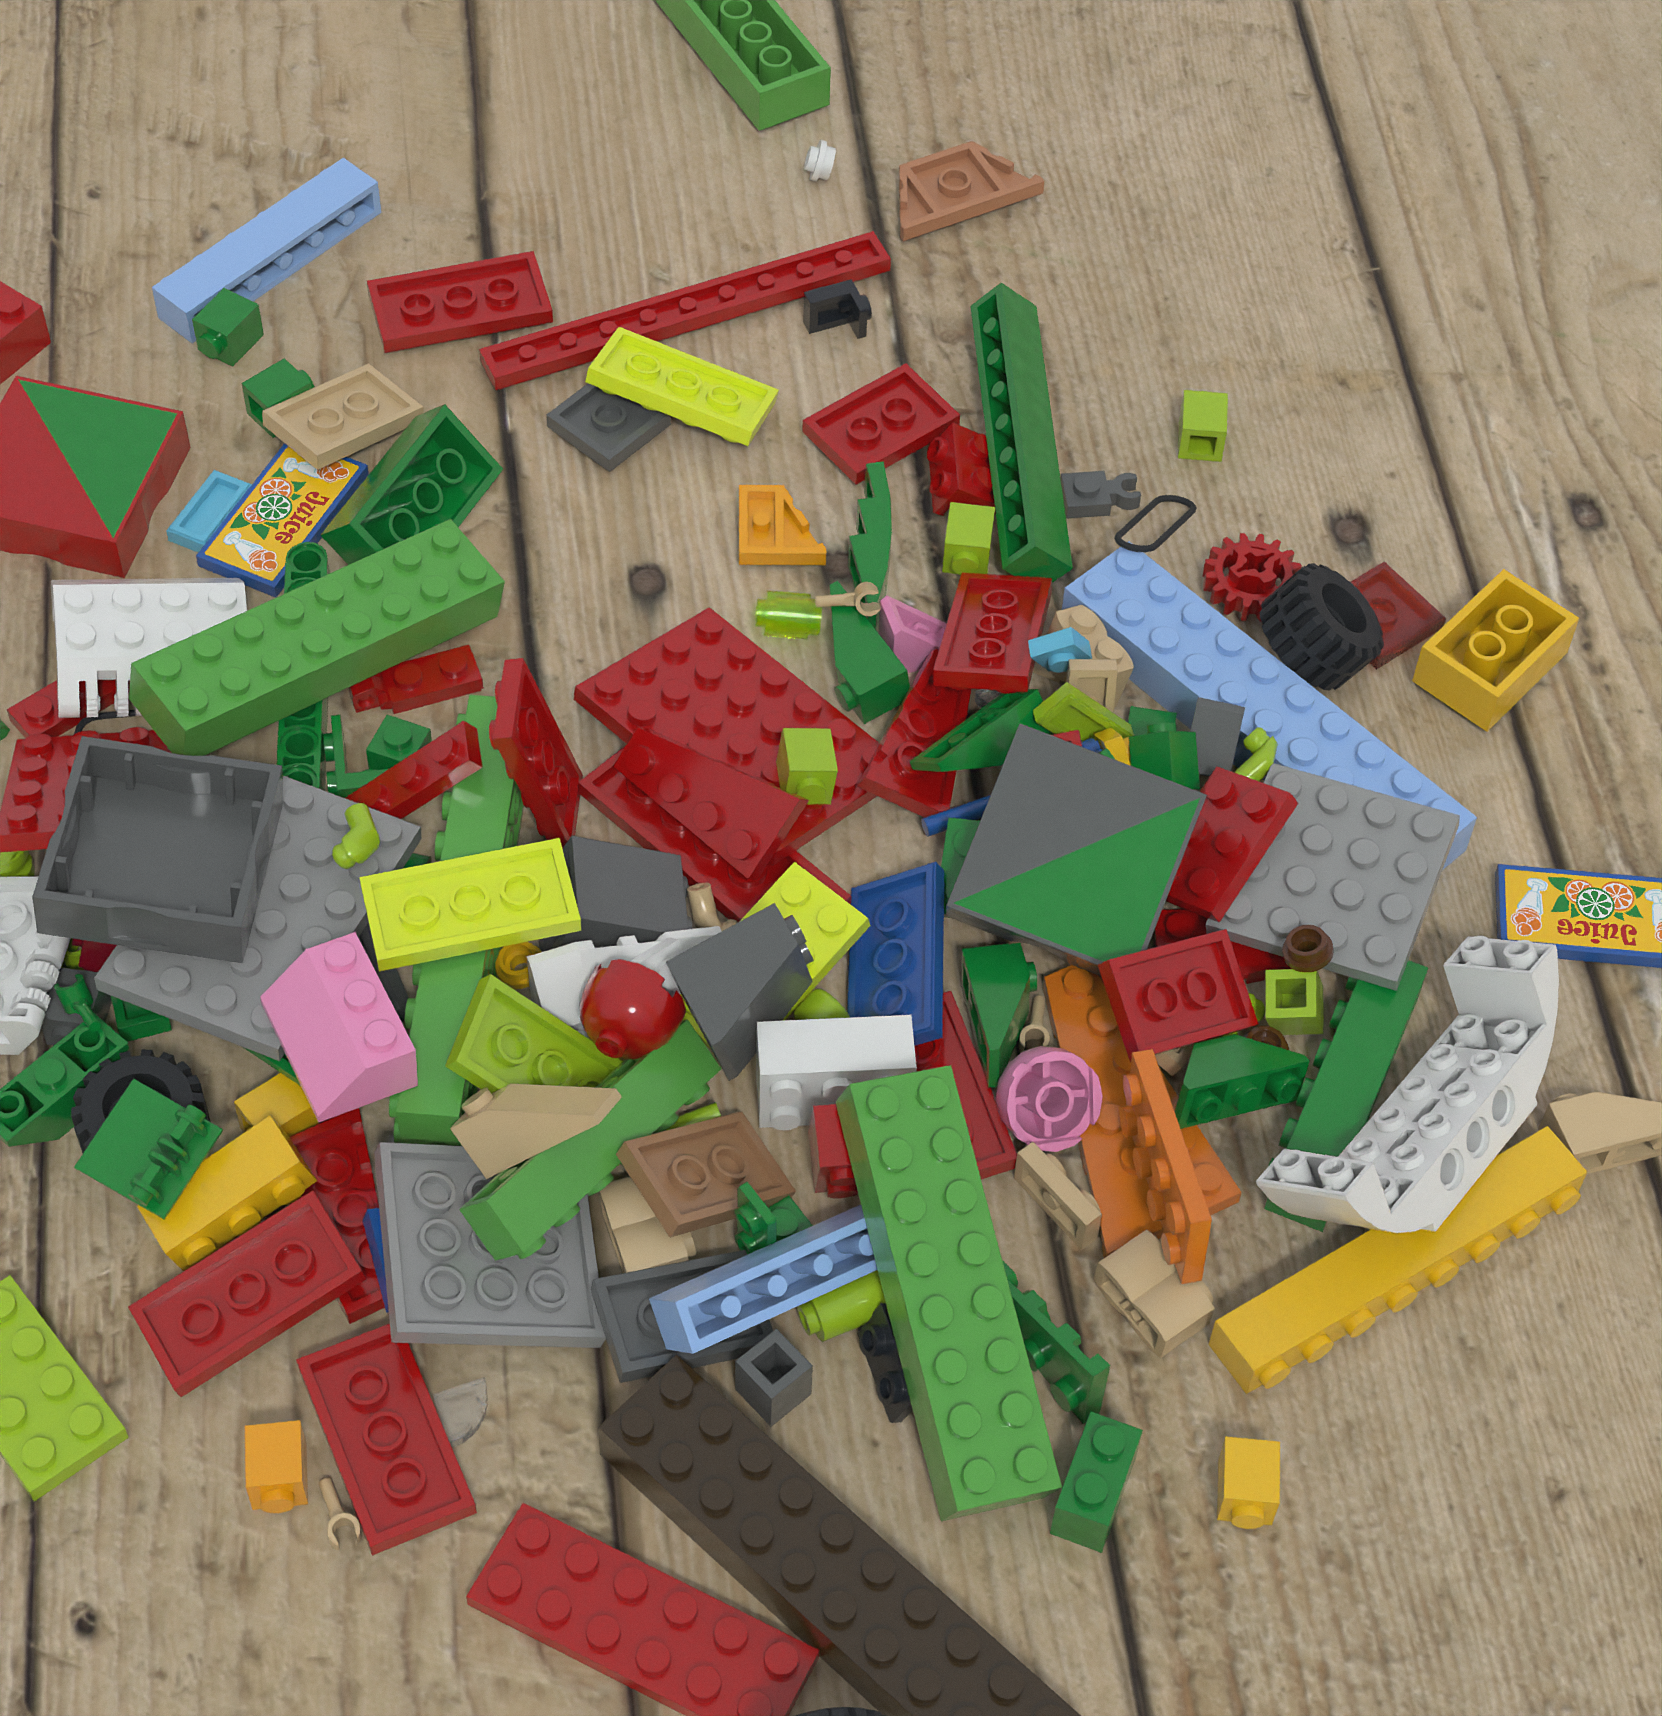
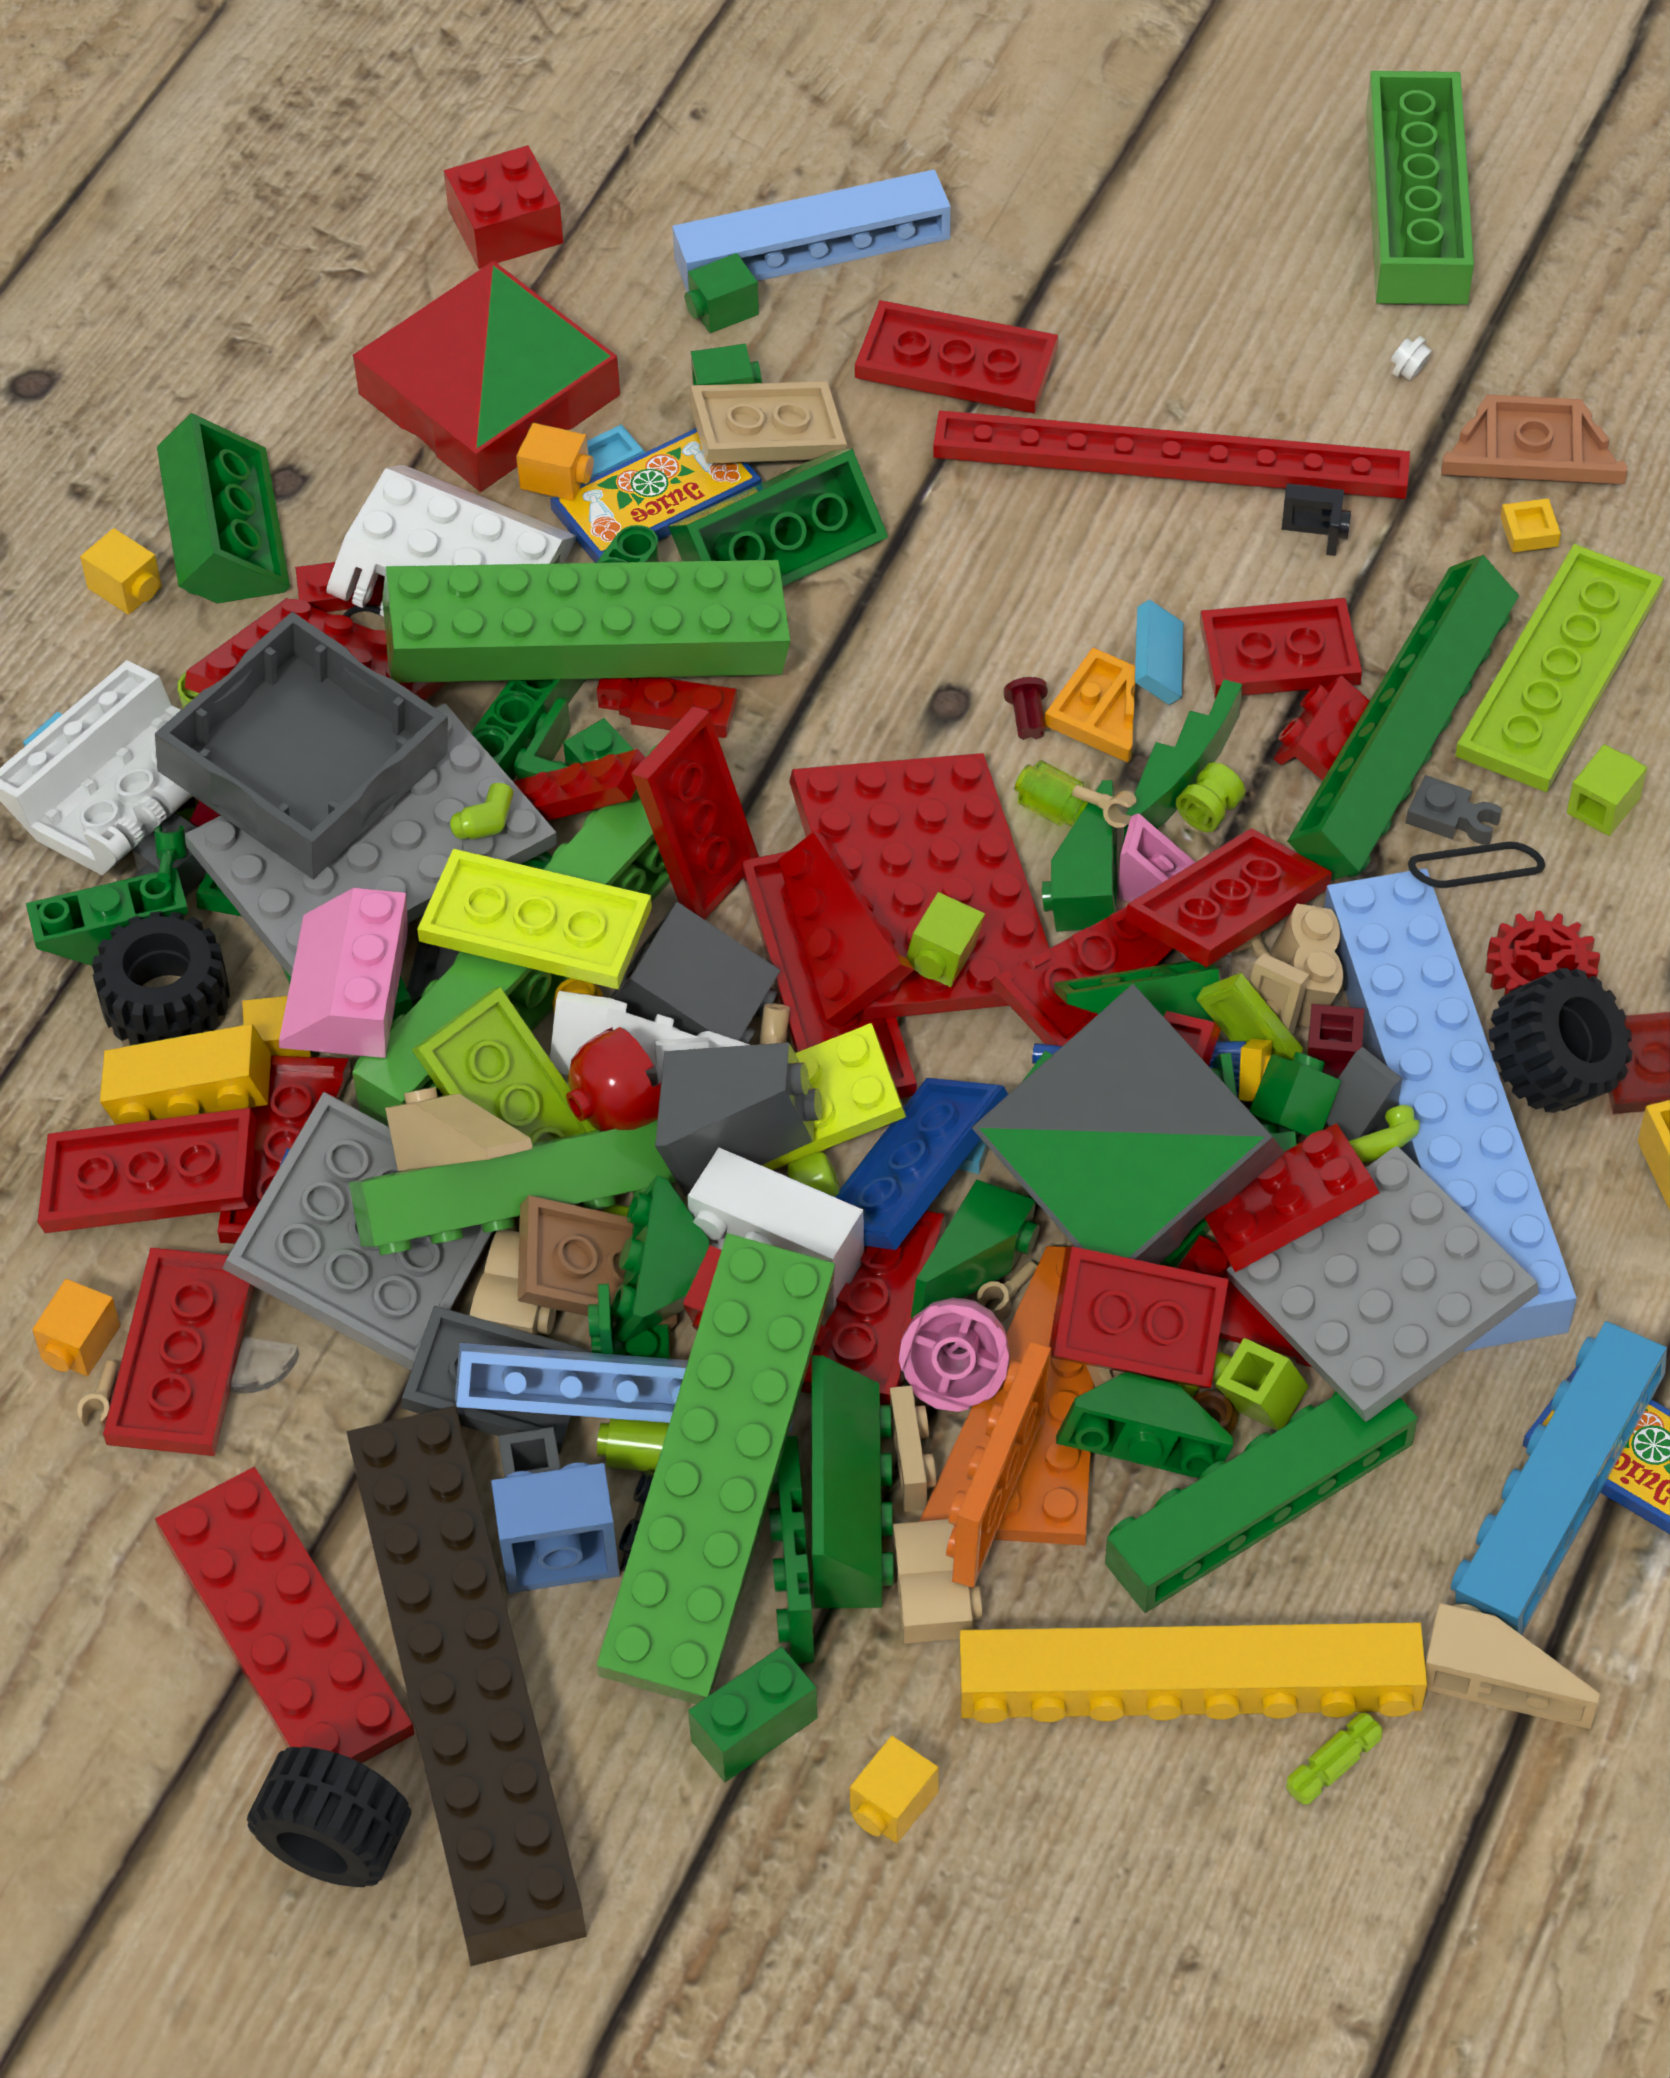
camera: 35 degrees right, 0 degrees up
(149, 1148) = (136, 1004): green hinge -> none
(186, 522) = (554, 462): none -> light orange brick
(605, 425) = (1017, 531): dark grey plate -> none
(682, 386) = (1103, 527): neon yellow plate -> none
(718, 554) = (1027, 697): none -> dark red piece
(758, 1137) = (656, 1259): none -> green slope
(791, 467) = (1159, 652): none -> medium azure tile
(833, 1409) = (555, 1527): none -> medium blue brick
(914, 562) = (1206, 801): none -> lime wheel
(968, 539) = (1278, 798): lime brick -> none
(1000, 251) = (1530, 525): none -> yellow plate
(1045, 1258) = (848, 1488): none -> green slope
(1056, 648) = (1266, 937): medium azure plate -> none
(1100, 350) = (1559, 668): none -> lime plate
(1162, 700) = (1334, 1036): none -> dark red brick
(1307, 949) = (1293, 1336): reddish brown plate -> none
(1449, 1110) = (1314, 1559): white slope -> none
(1548, 1269) = (1334, 1758): none -> lime axle
(1555, 911) = (1562, 1476): none -> dark azure brick

